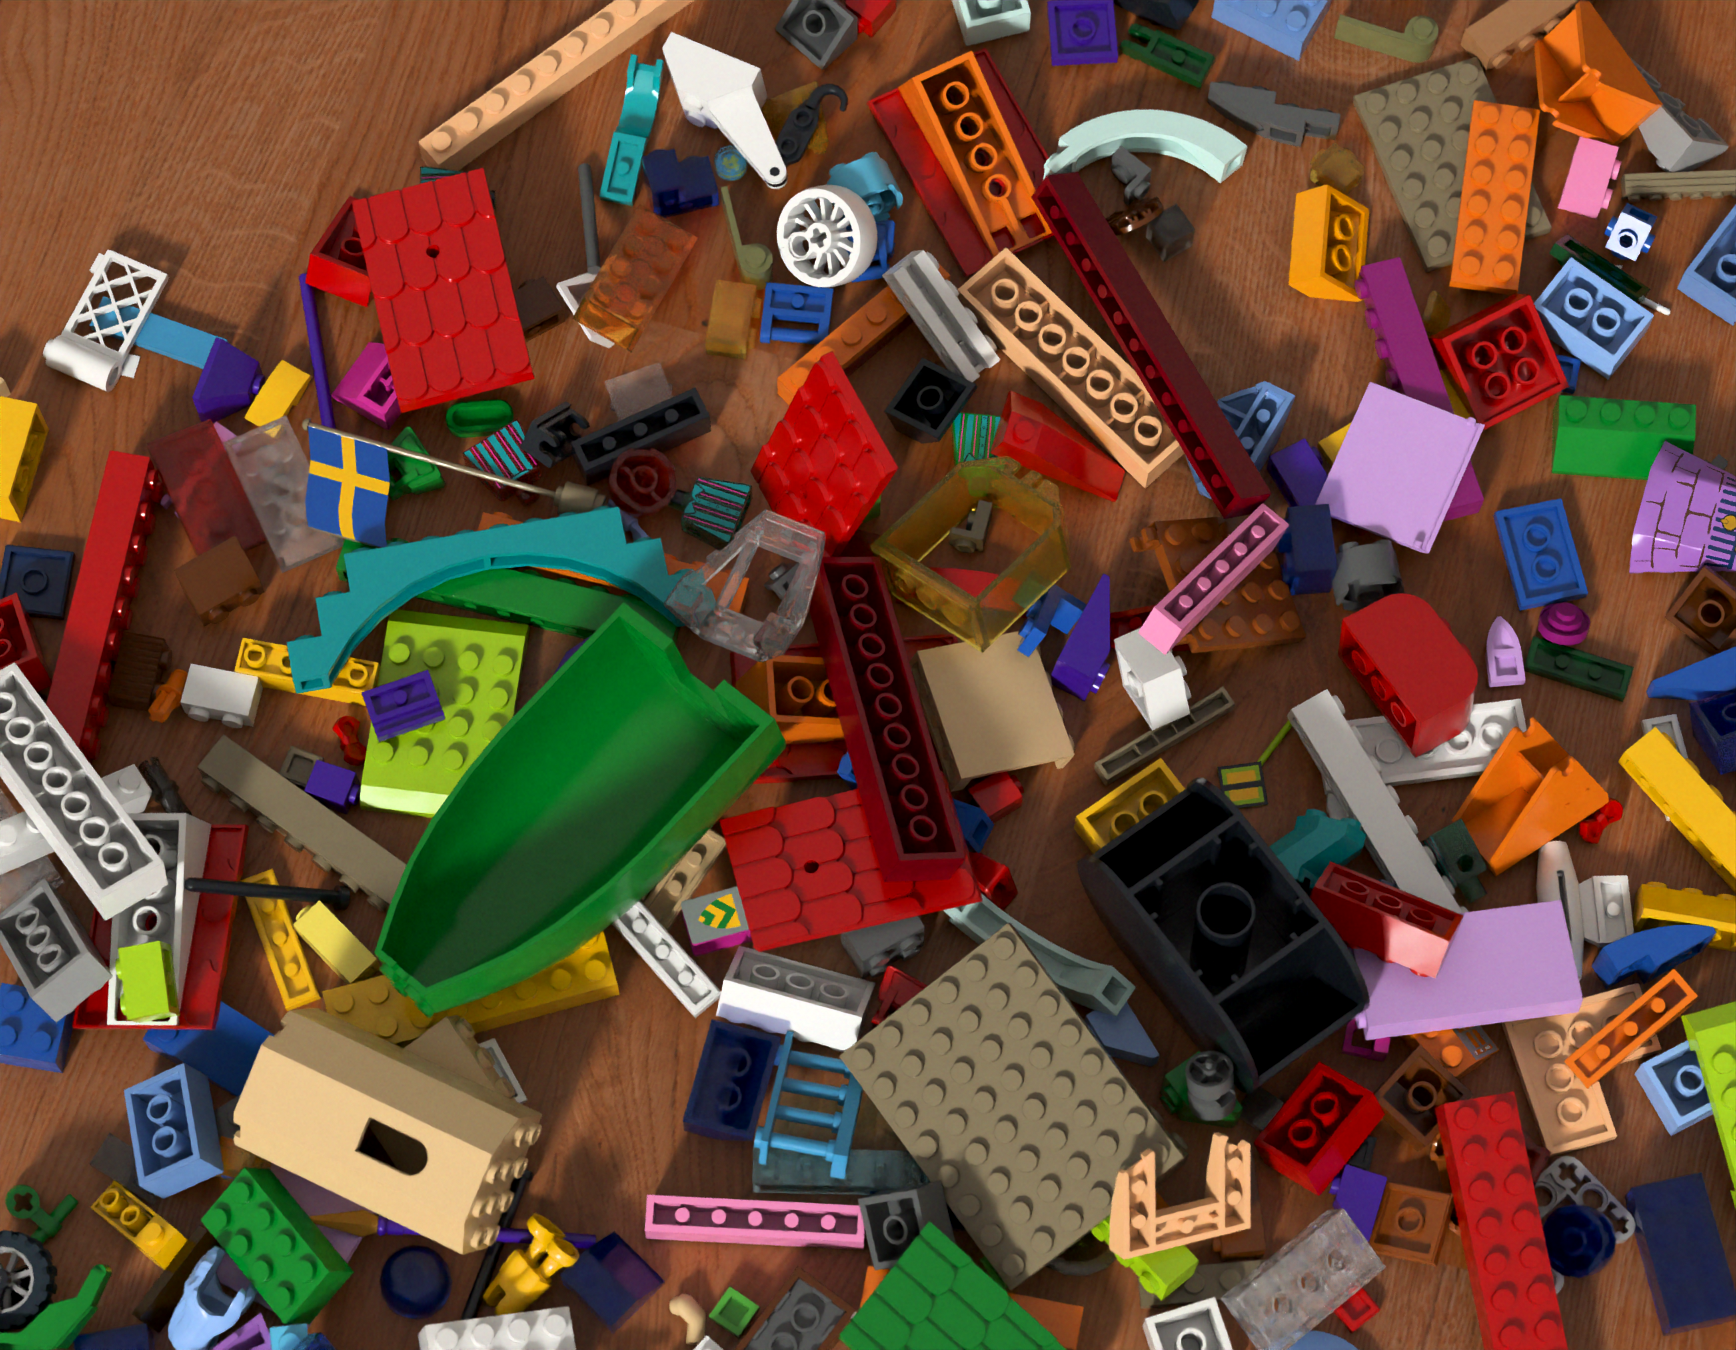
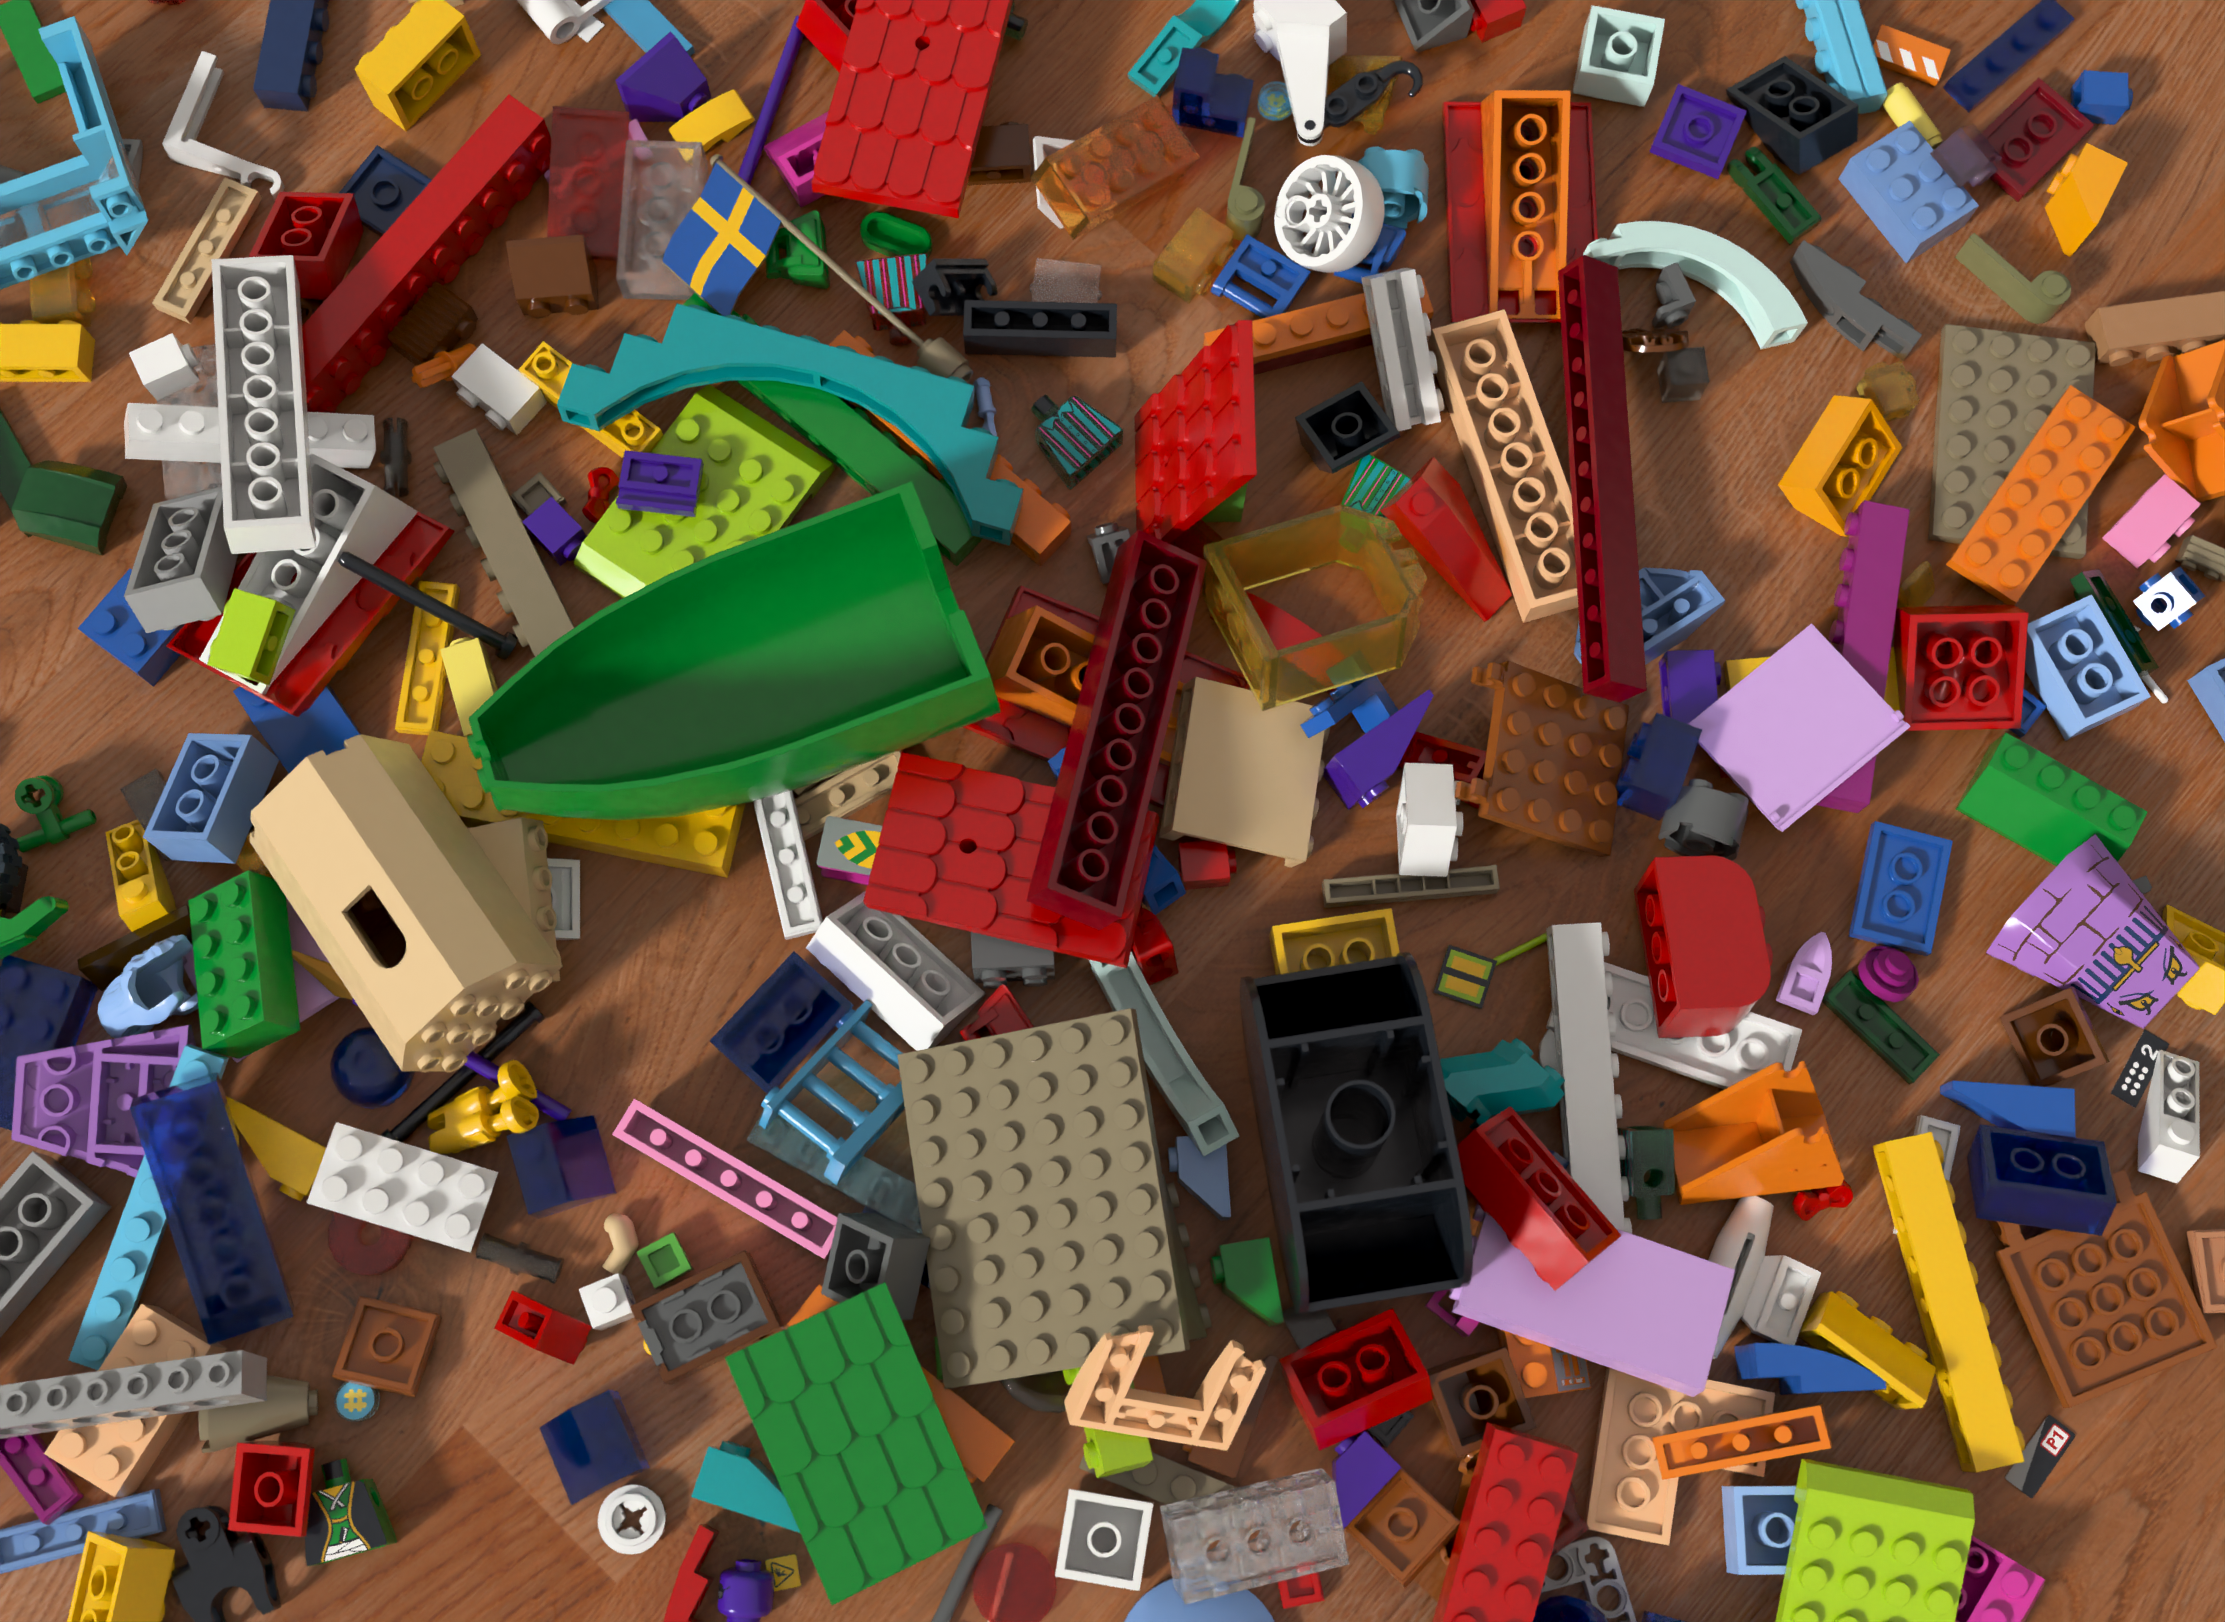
camera: 25 degrees right, 5 degrees up
(589, 219) = (1105, 86): dark grey bar -> none
(642, 482) = (1015, 373): clear red cylinder -> none
(712, 619) = (1017, 564): clear windscreen -> none
(976, 530) = (1332, 580): dark grey bracket -> none
(1210, 1085) = (1257, 1284): dark grey wheel -> none
(1213, 579) = (1537, 750): bright pink brick -> none

